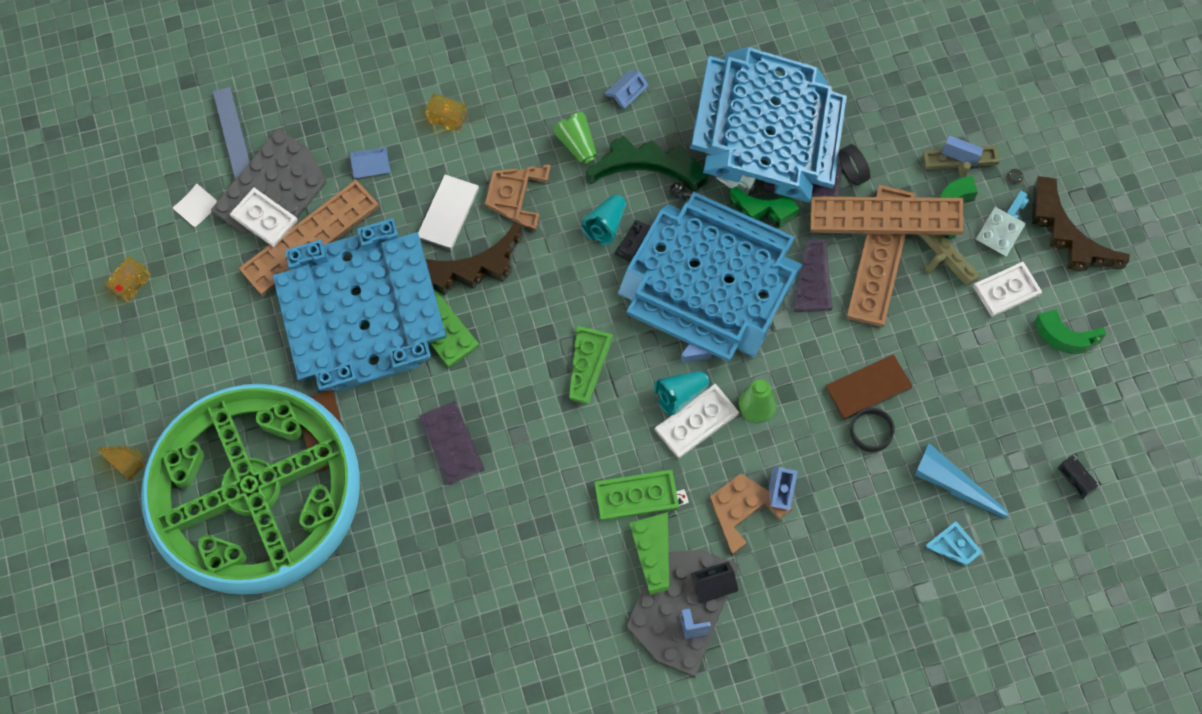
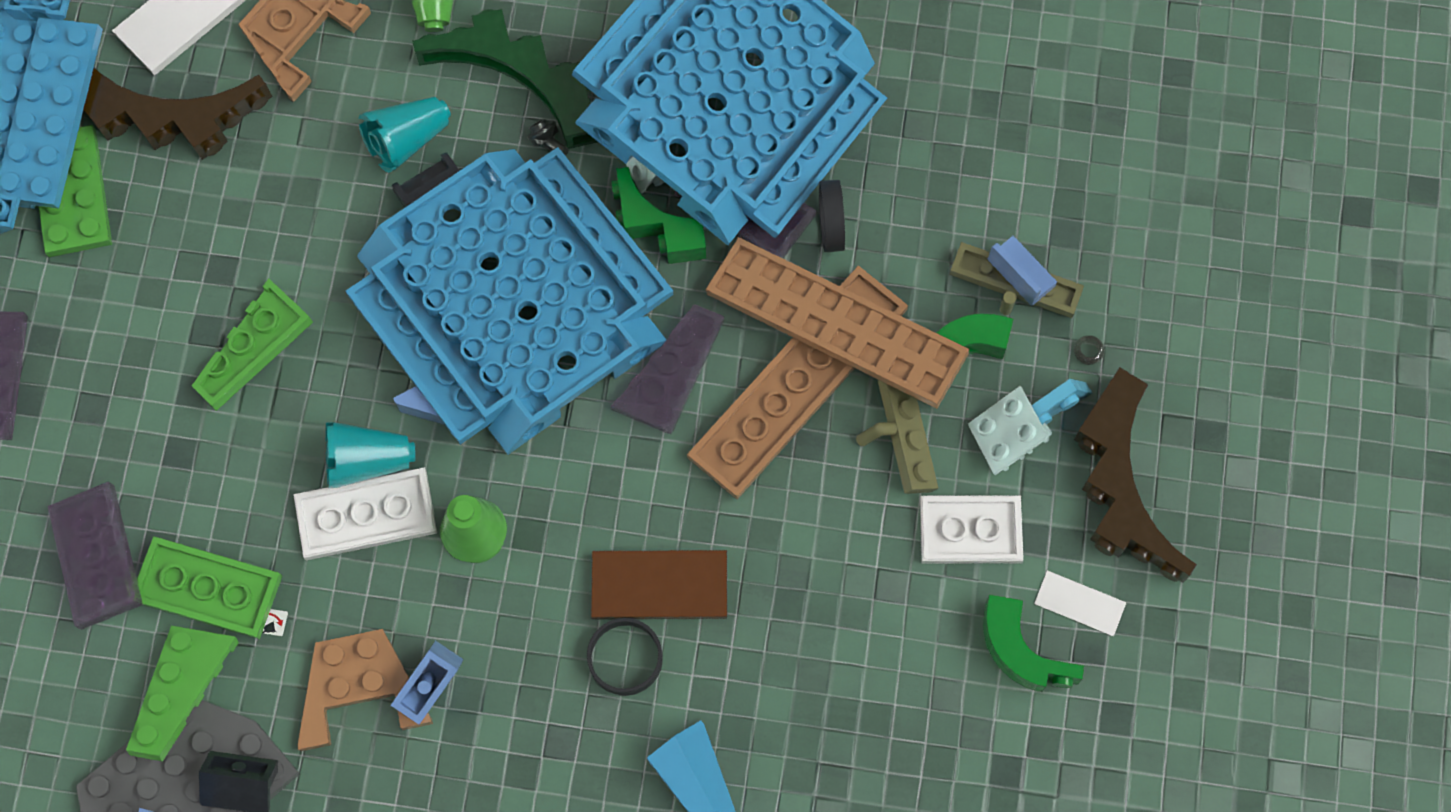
camera: 25 degrees right, 5 degrees up
(569, 505) = (94, 555): none -> clear purple plate
(1080, 301) = (1080, 603): none -> white sticker

